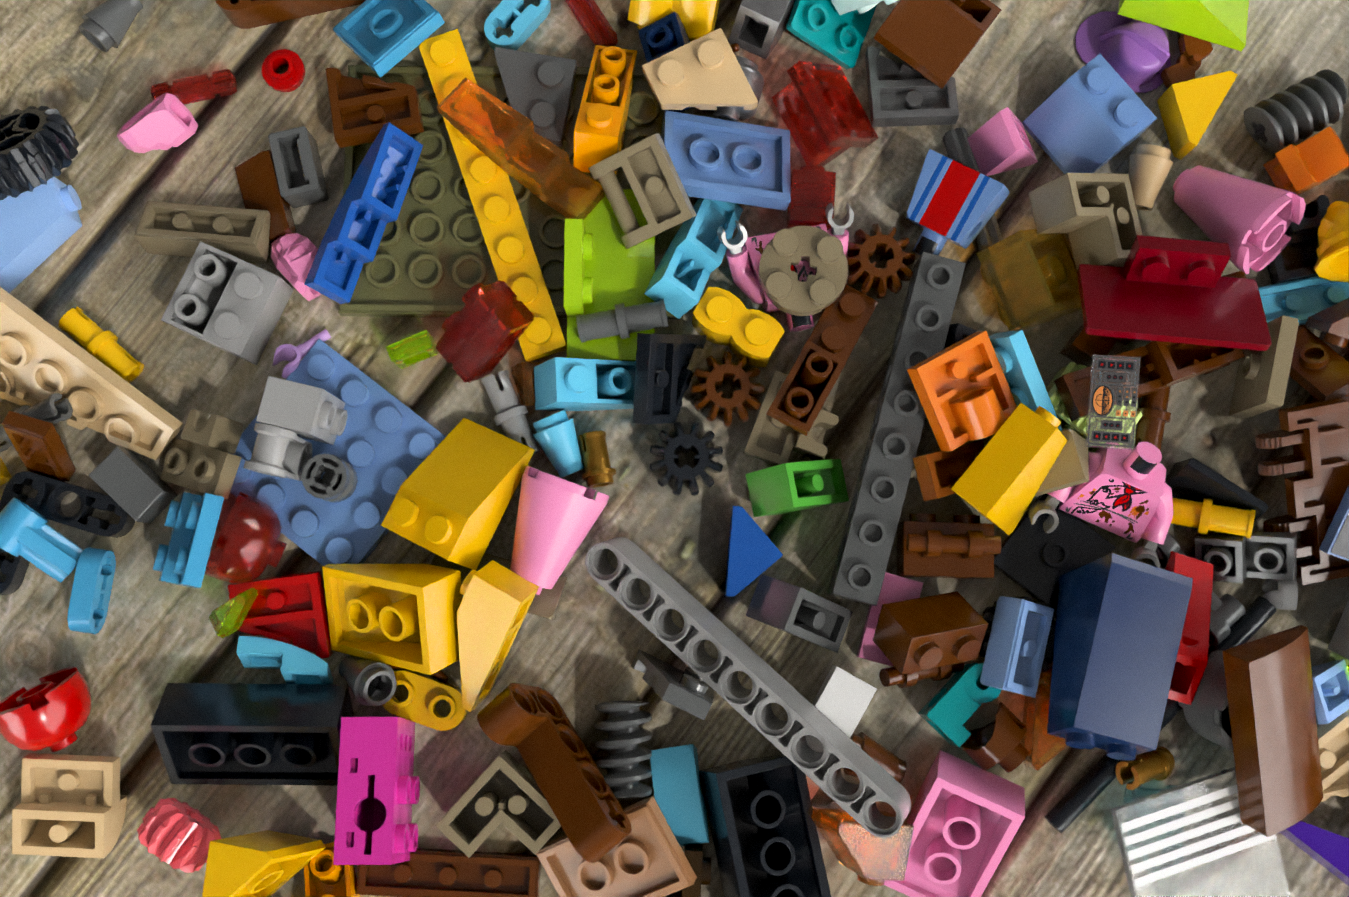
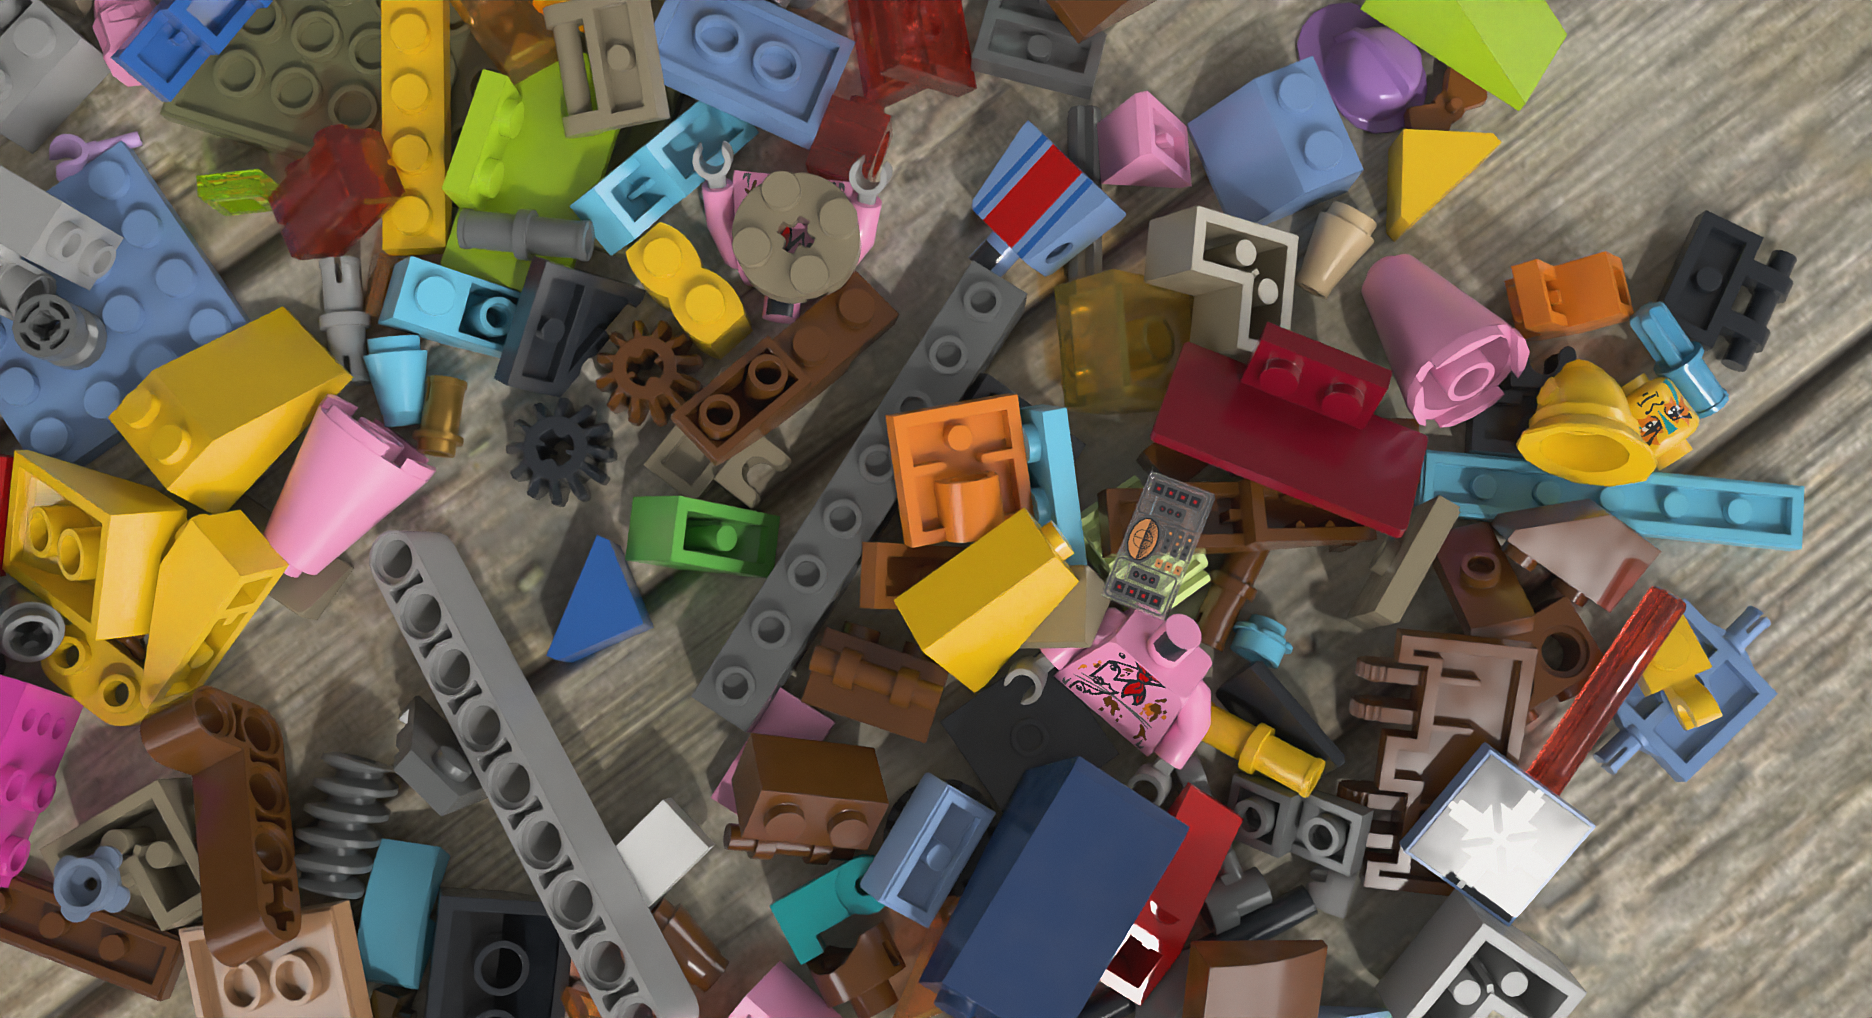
camera: 20 degrees right, 0 degrees up
(474, 849) = (71, 884): none -> sand blue plate
(799, 613) = (647, 713): dark grey slope -> none
(888, 248) = (899, 243): reddish brown gear -> none
(1182, 445) = (1261, 640): none -> medium azure plate
(1297, 111) = (1574, 215): dark grey piece -> none

